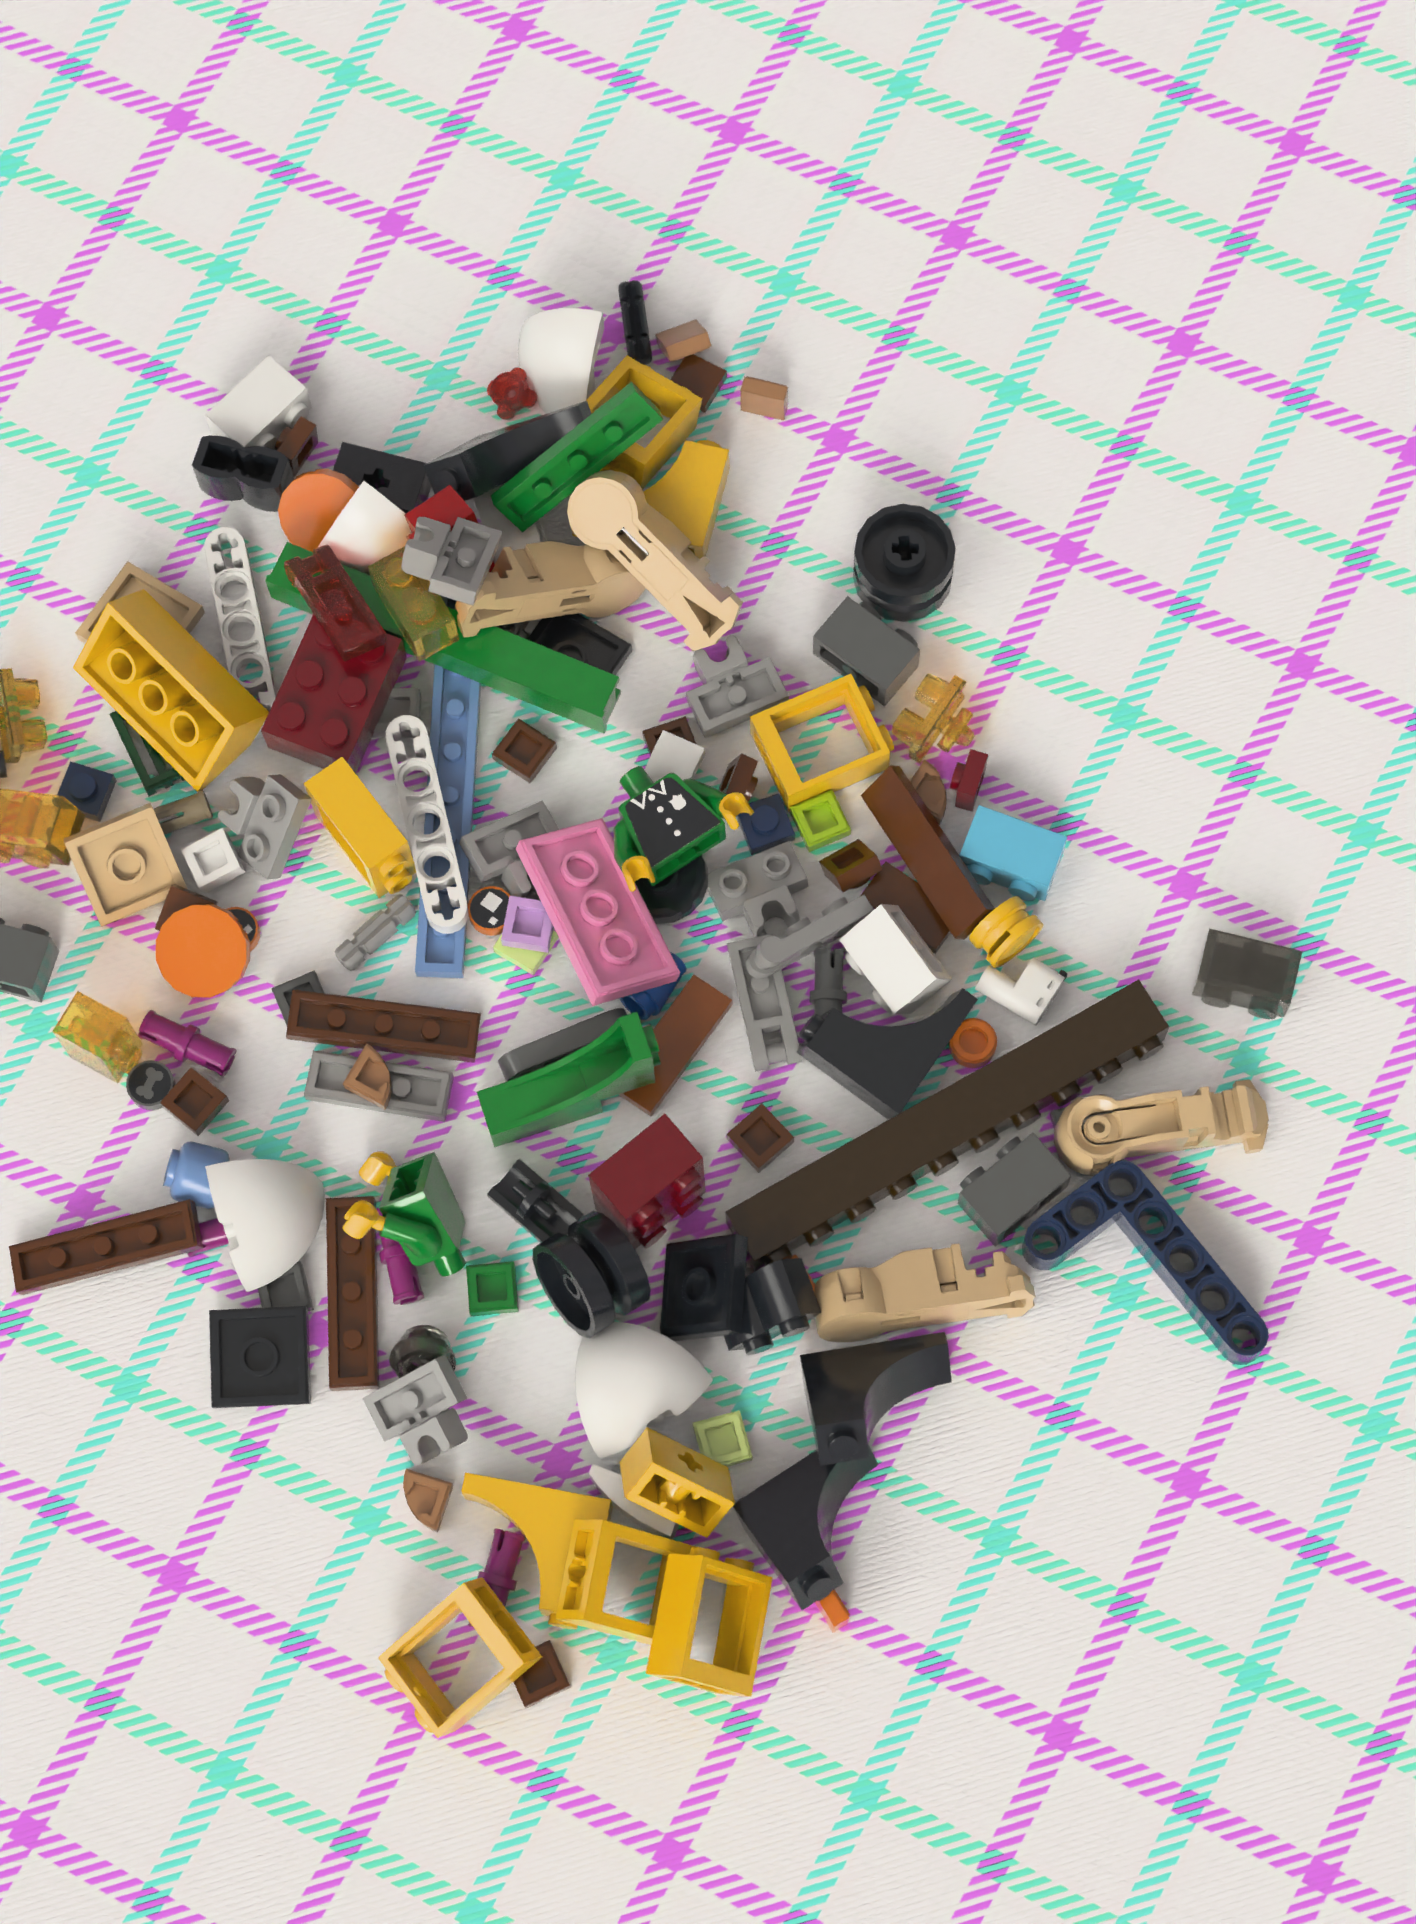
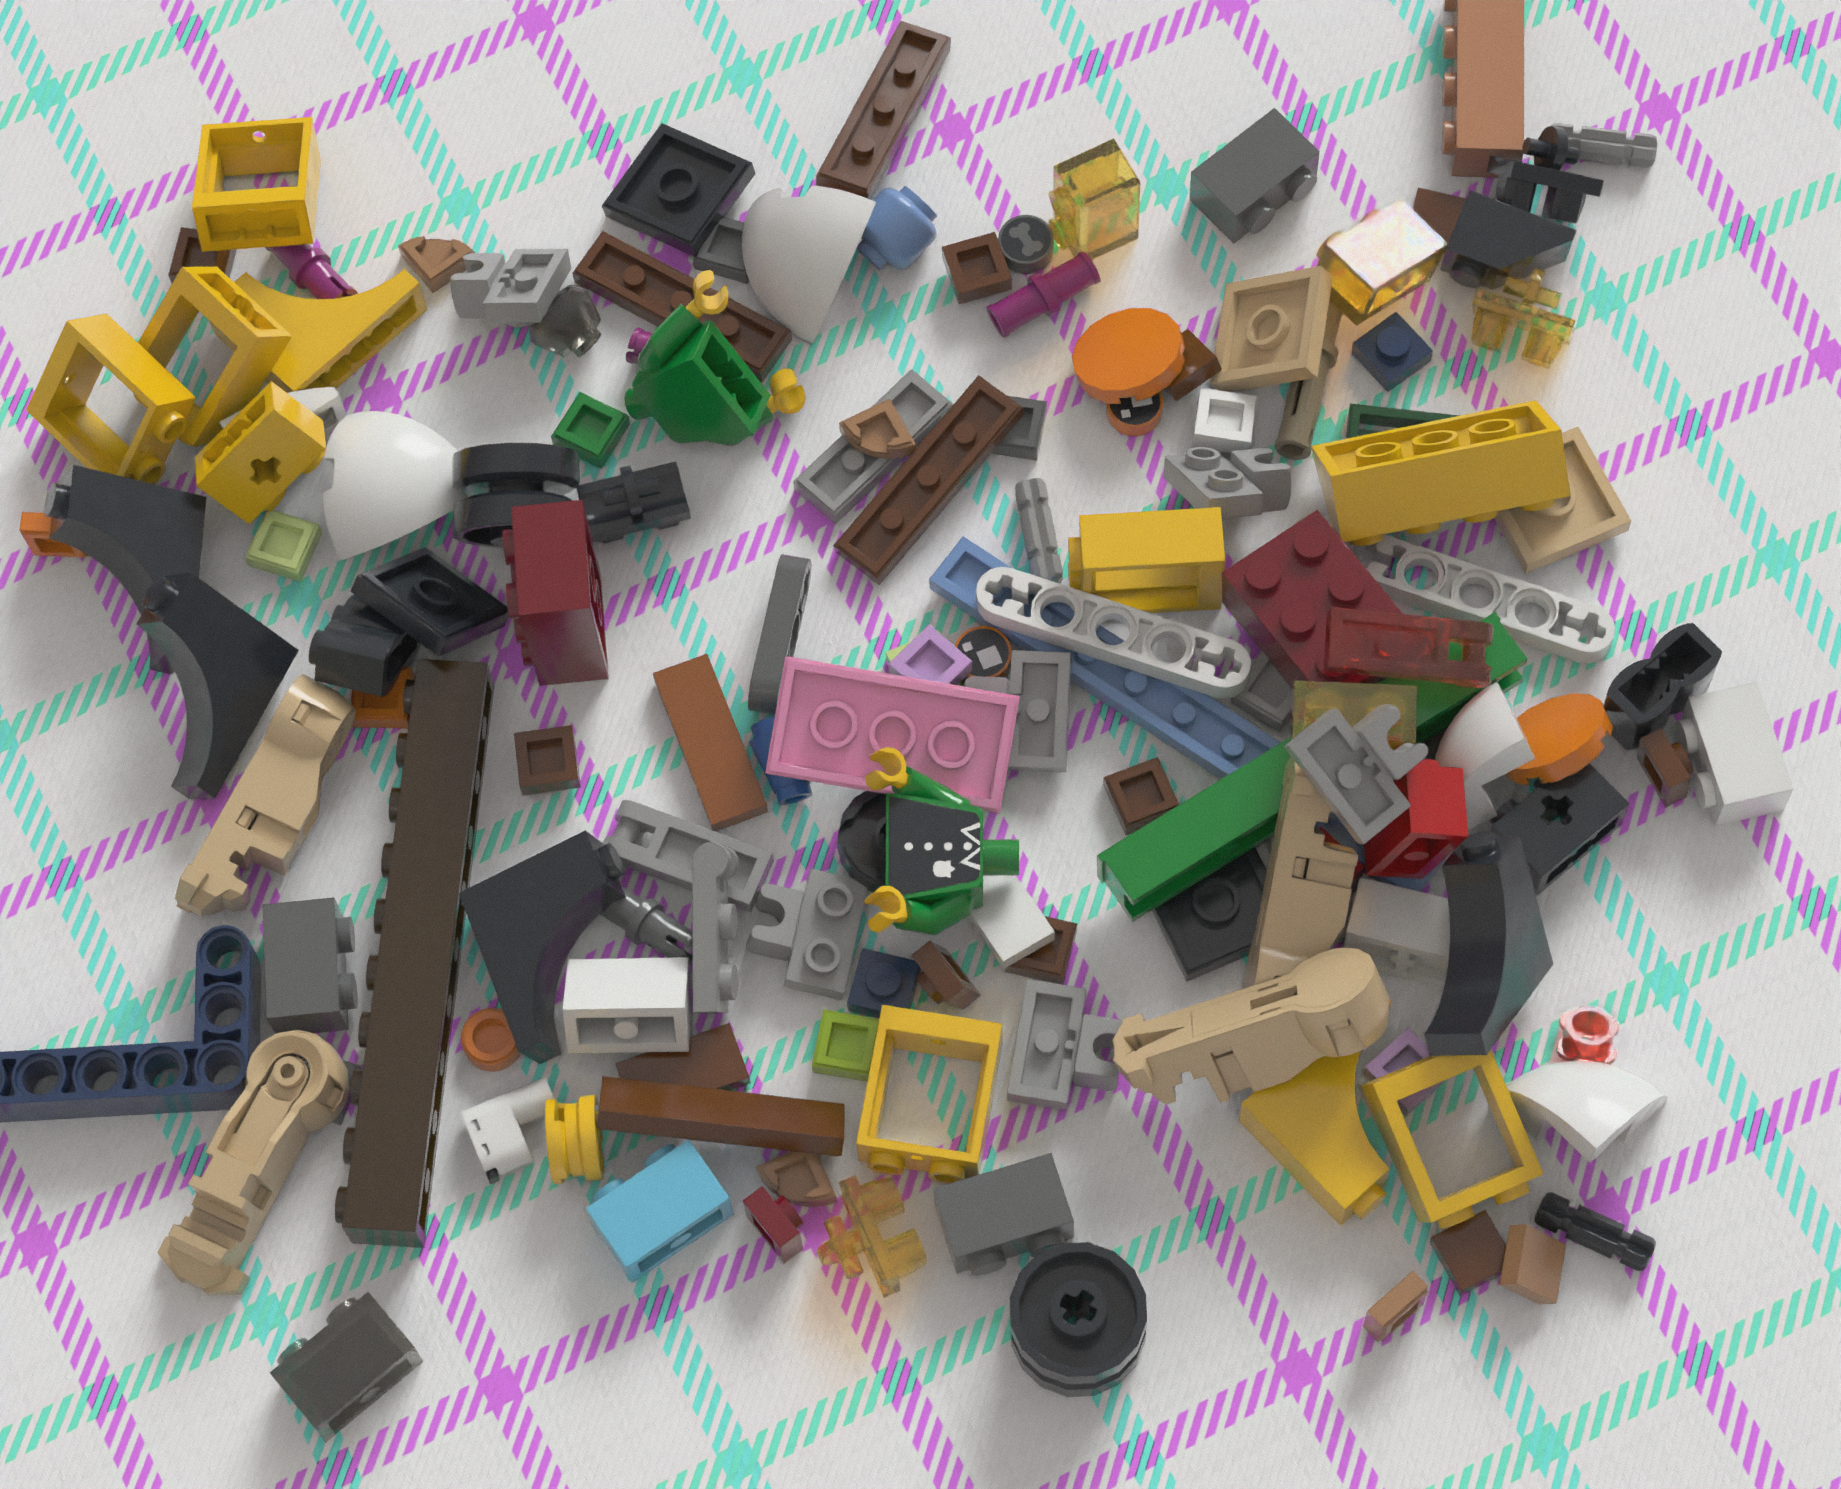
camera: 125 degrees right, 5 degrees down
(573, 1085) = (727, 599): green arch -> none
(576, 457) = (1418, 1000): green plate -> none
(851, 866) = (768, 1034): reddish brown plate -> none

